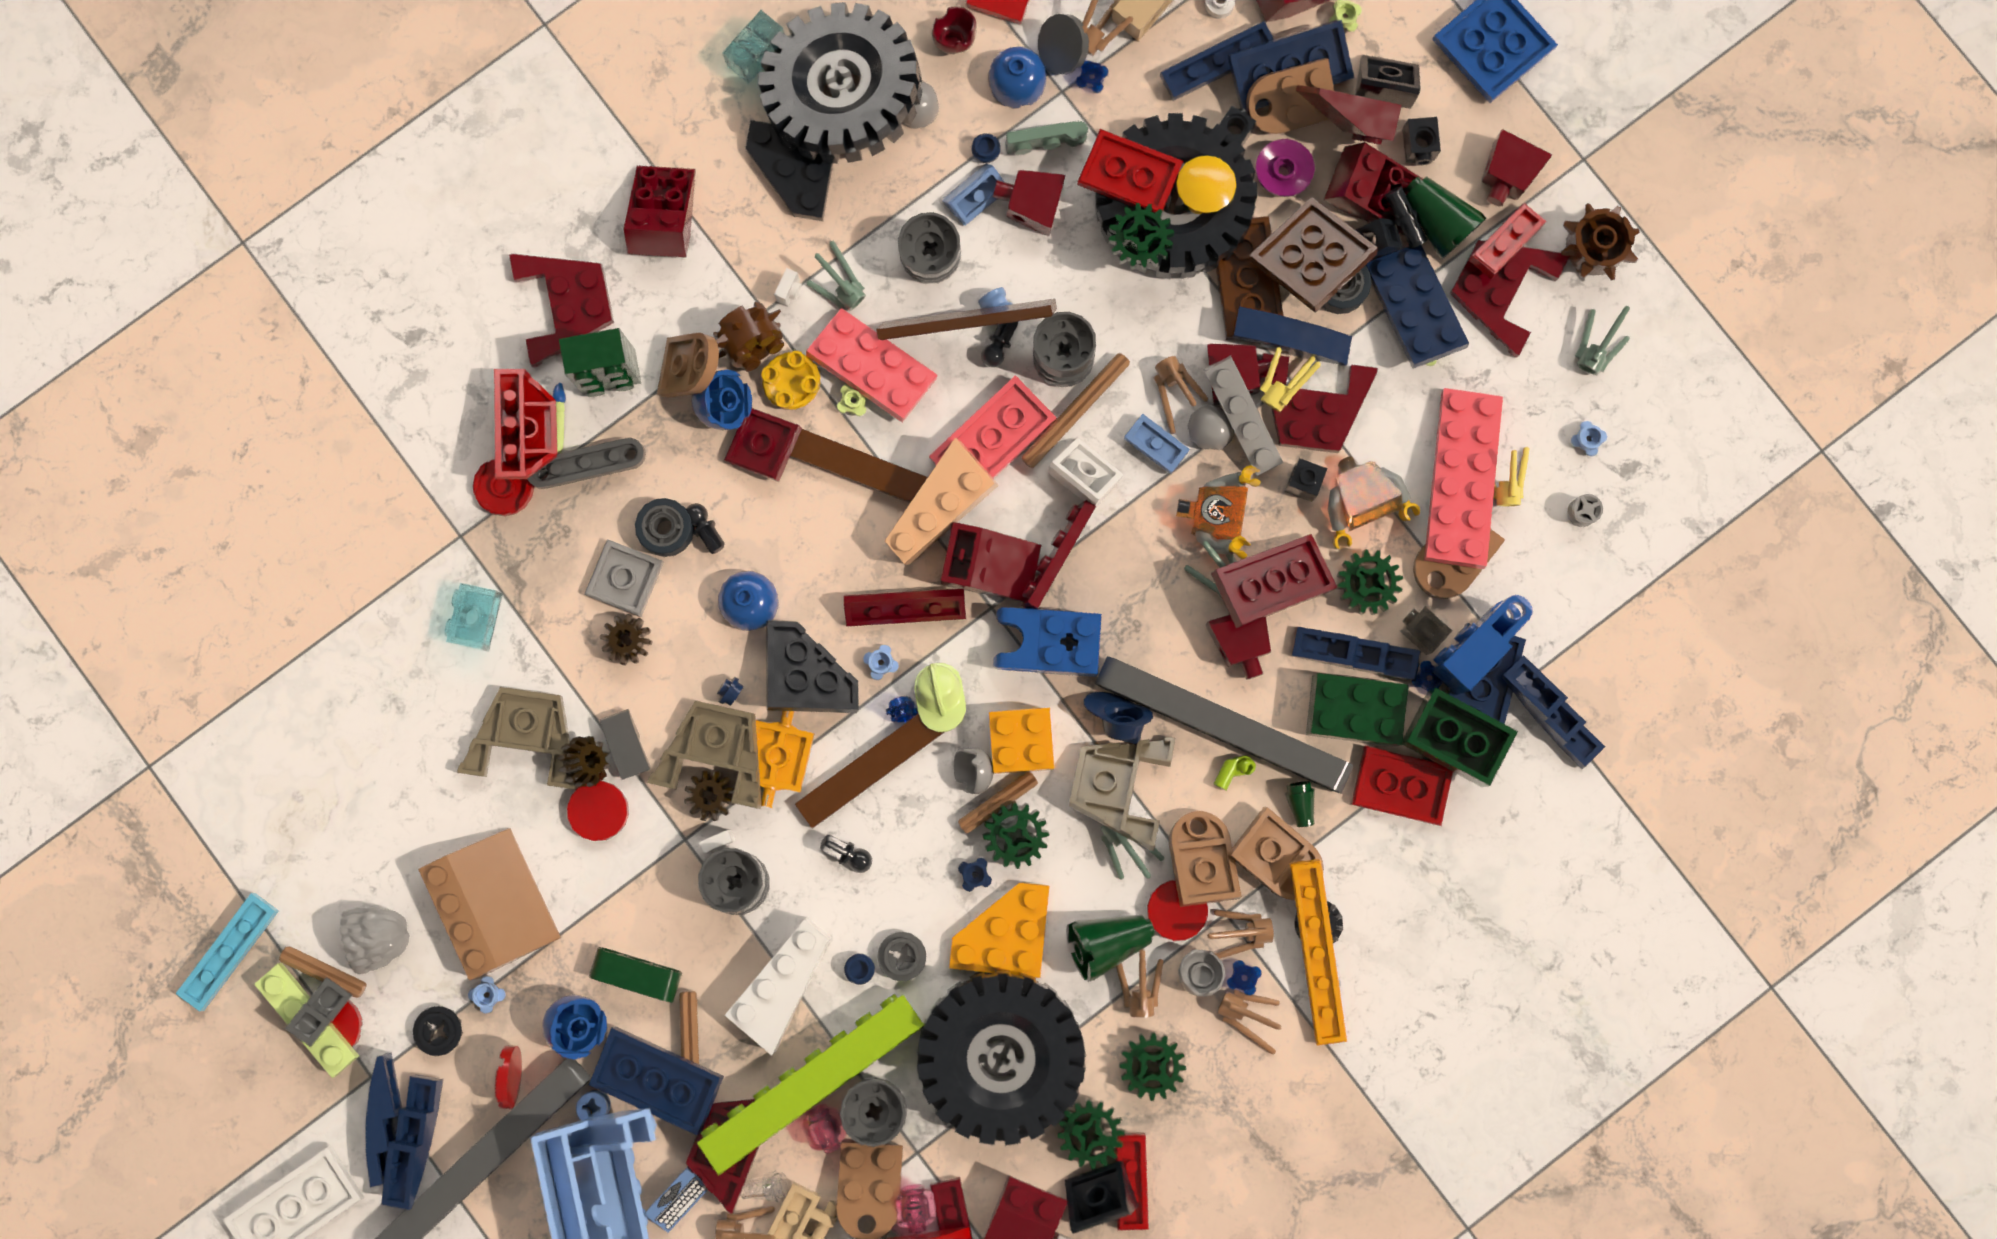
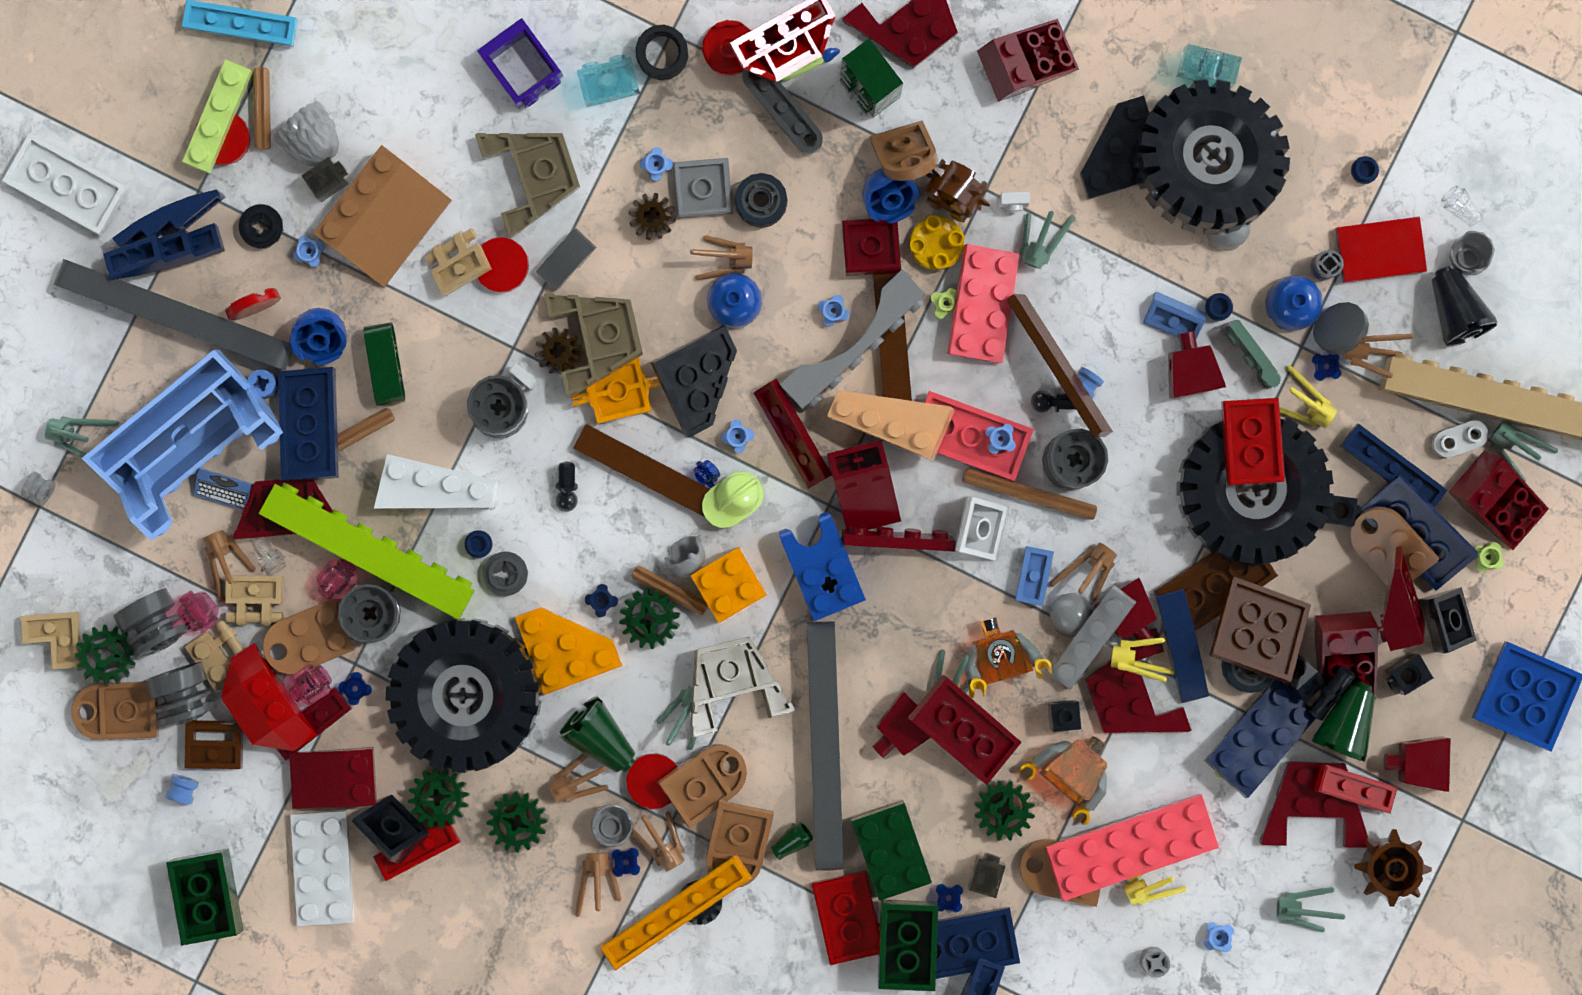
camera: 60 degrees right, 5 degrees up
(318, 1012) = (228, 124): dark grey slope -> none
(382, 697) = (503, 42): none -> dark purple window
(424, 942) = (326, 178): none -> clear smoke brick
(456, 536) = (658, 31): none -> black tyre
(570, 606) = (656, 156): none -> light blue plate
(581, 851) = (460, 269): none -> tan plate
(584, 761) = (534, 234): dark brown gear -> none
(705, 528) = (776, 234): black axle -> none
(705, 574) = (739, 256): none -> medium nougat plant
(729, 691) = (651, 323): dark blue plate -> none
(800, 504) = (829, 317): none -> light blue plate
(825, 442) = (896, 300): none -> light grey arch
(932, 231) = (1121, 298): dark grey wheel -> none
(946, 1156) = (347, 688): none -> clear blue plate
(955, 30) = (1307, 230): dark red hair -> none
(998, 35) = (1323, 268): none -> flat silver wheel
(1005, 402) = (996, 445): none -> light blue plate
(1119, 716) = (789, 656): dark blue piece -> none
(1130, 102) = (1320, 410): none -> light yellow plant
(1152, 235) = (1193, 466): dark green gear -> none
(1206, 184) = (1274, 510): yellow dish -> none
(1234, 767) = (793, 770): lime arm -> none
(1285, 154) = (1340, 569): magenta dish -> none
(1356, 653) = (939, 827): dark blue slope -> none
(1481, 645) = (993, 927): blue brick -> none

